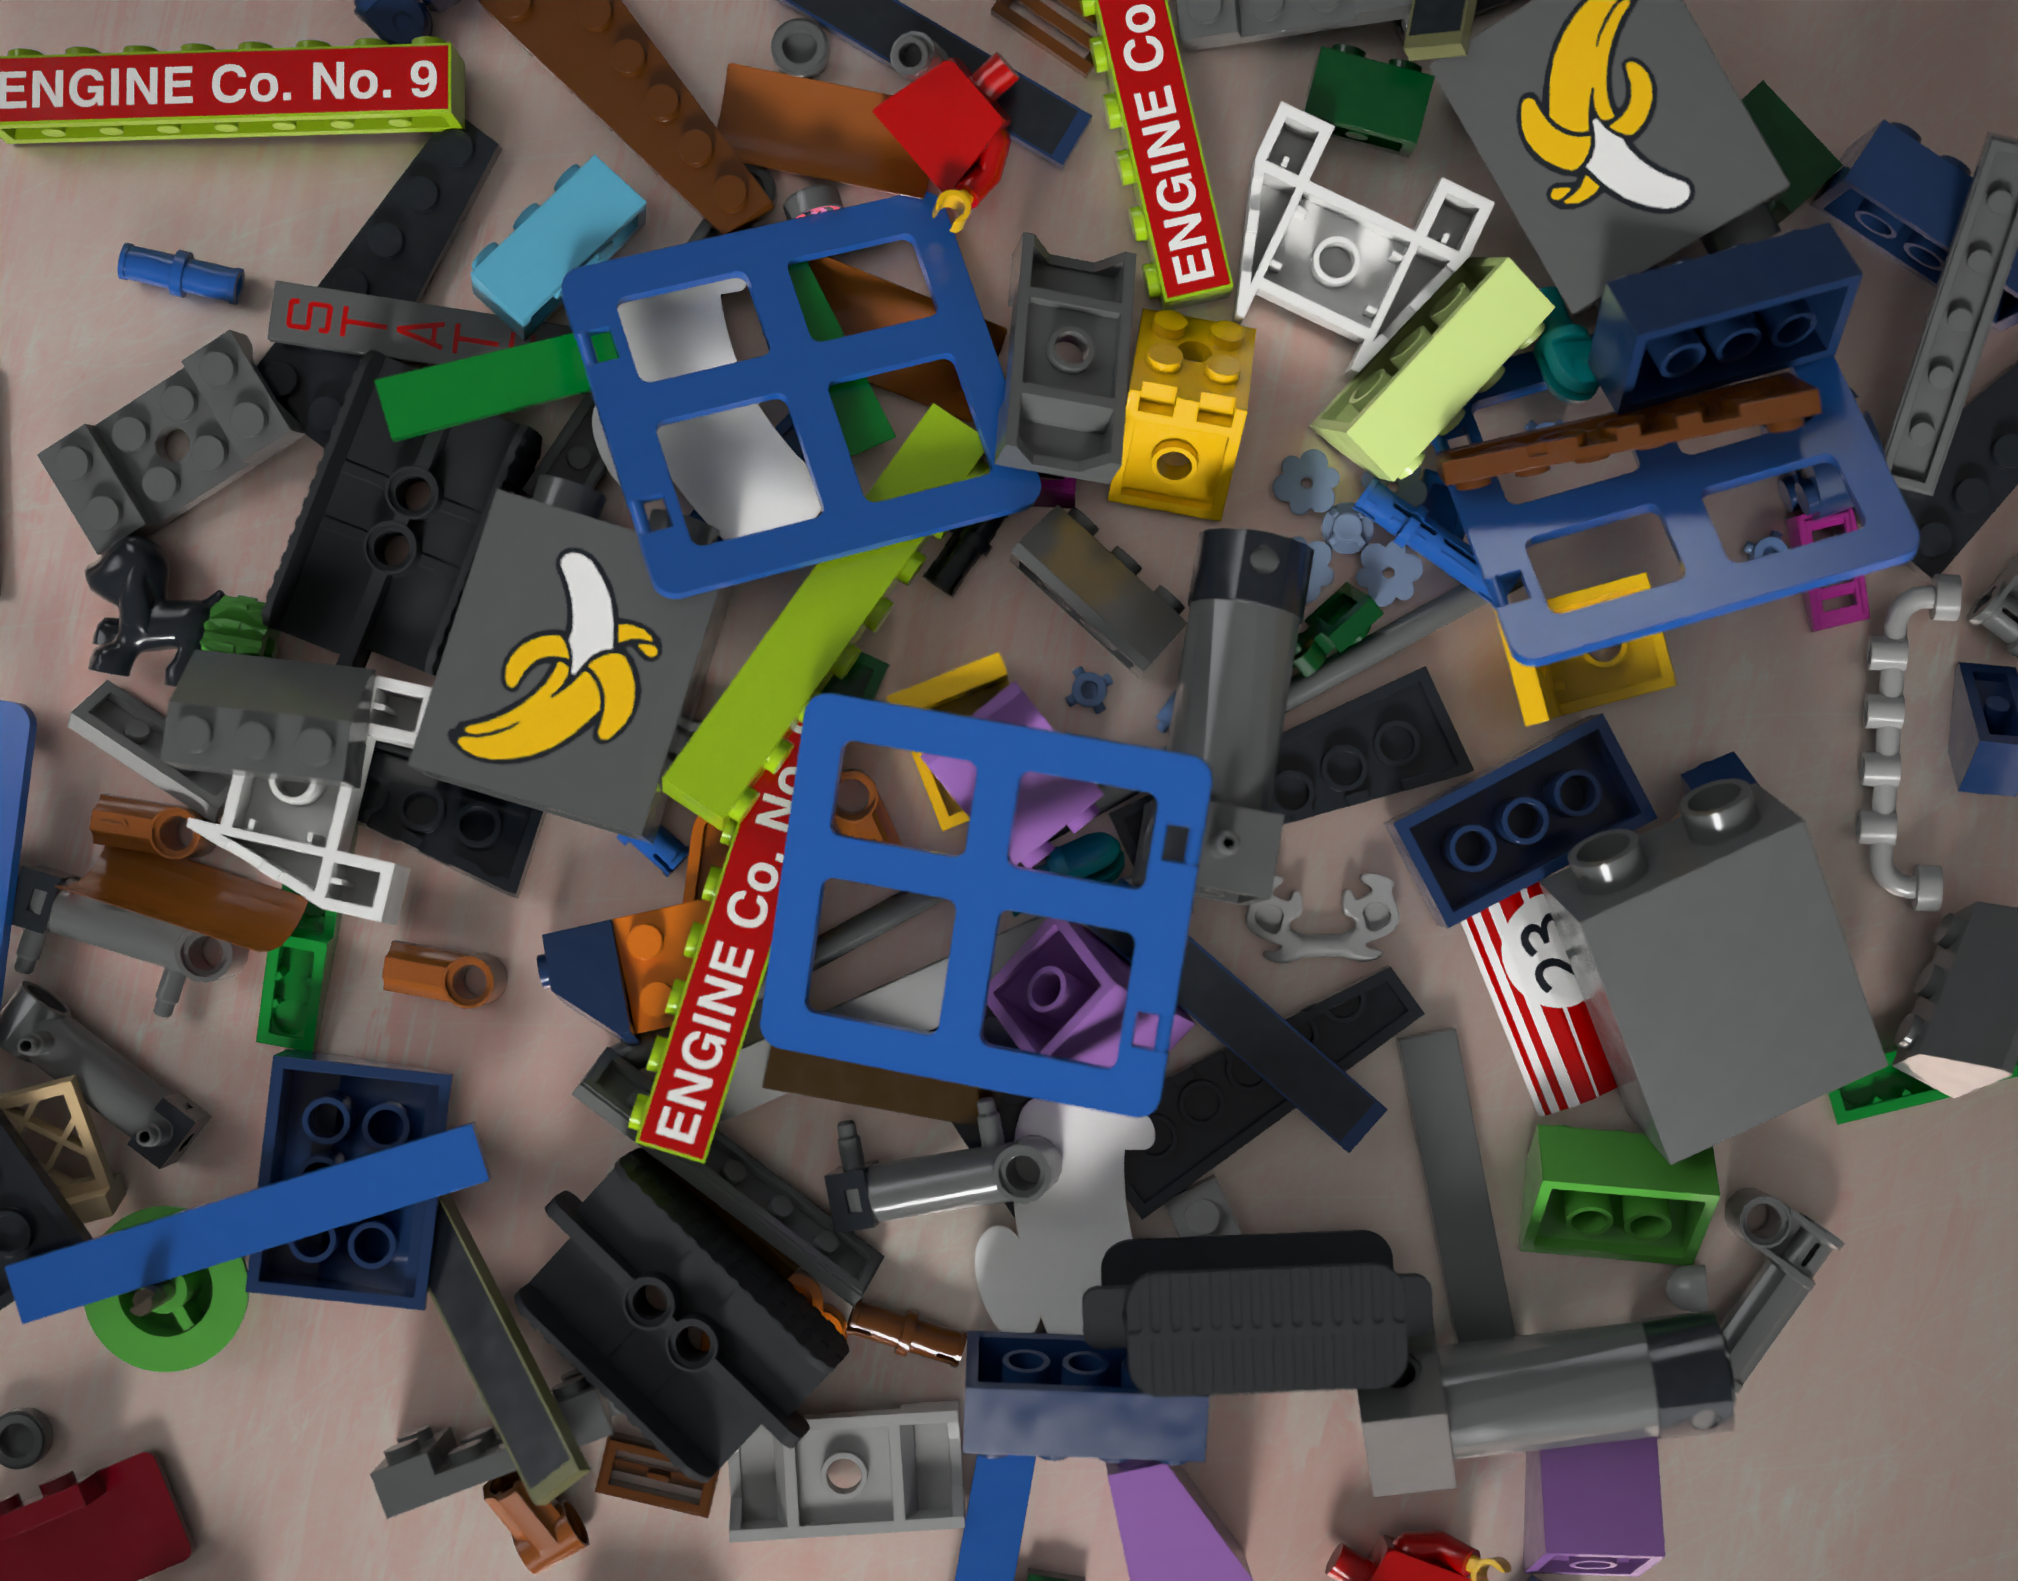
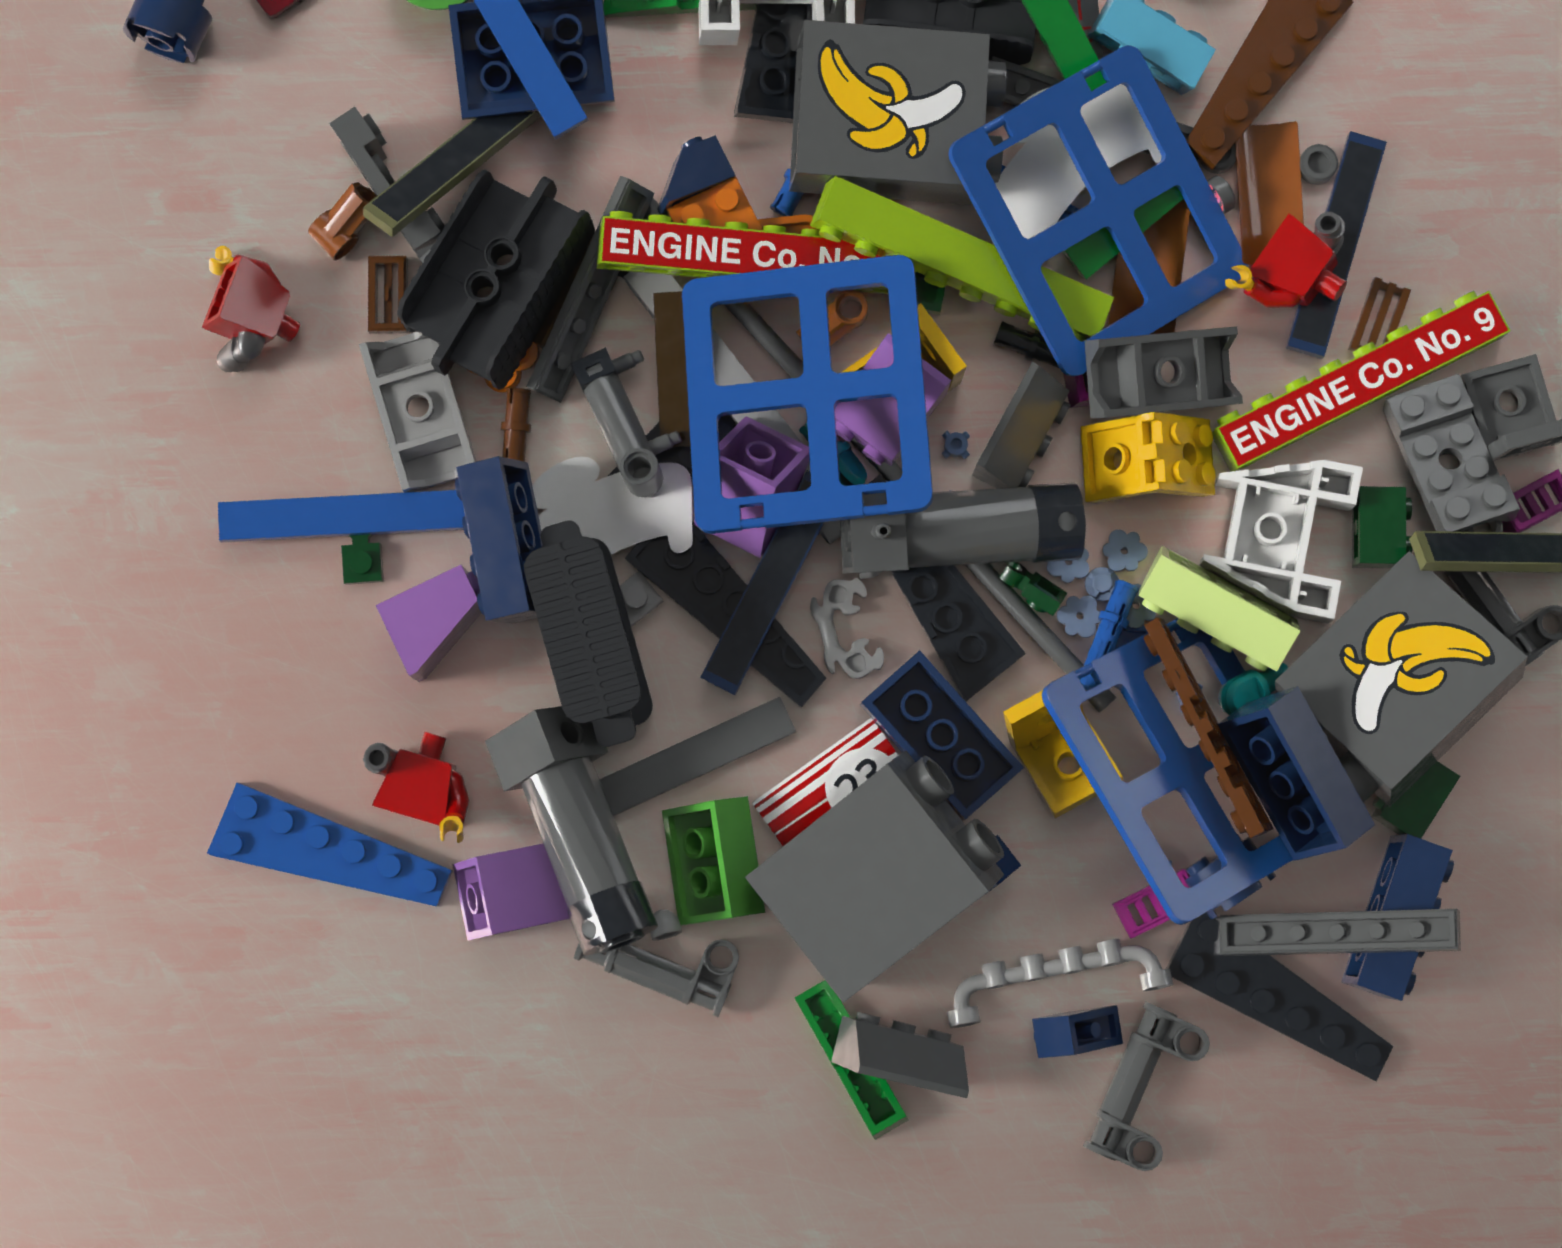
camera: 80 degrees right, 5 degrees down
(440, 974) = (674, 81): dark orange piece -> none

